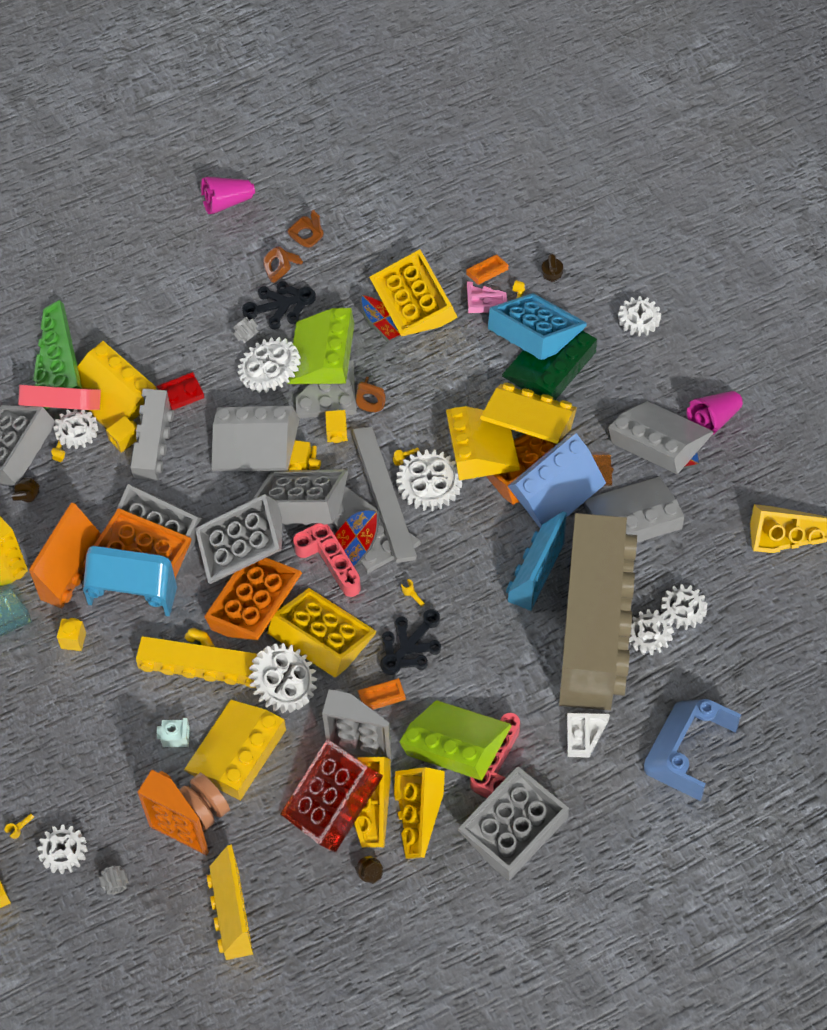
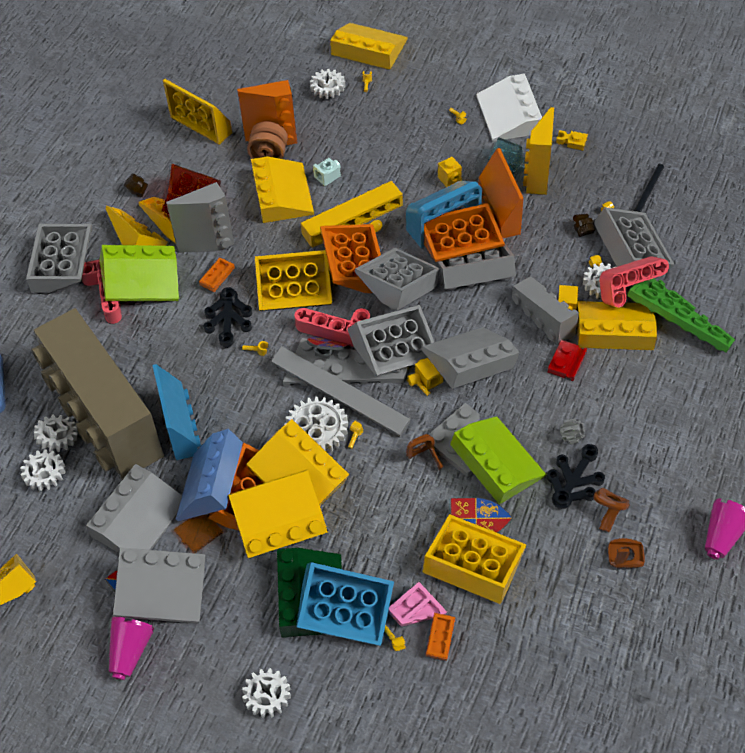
camera: 140 degrees right, 5 degrees down
(266, 666) = (290, 240): white gear -> none
(269, 365) = (523, 417): white gear -> none
(336, 426) = (425, 413): yellow brick -> none
(552, 268) = (383, 680): dark brown piece -> none

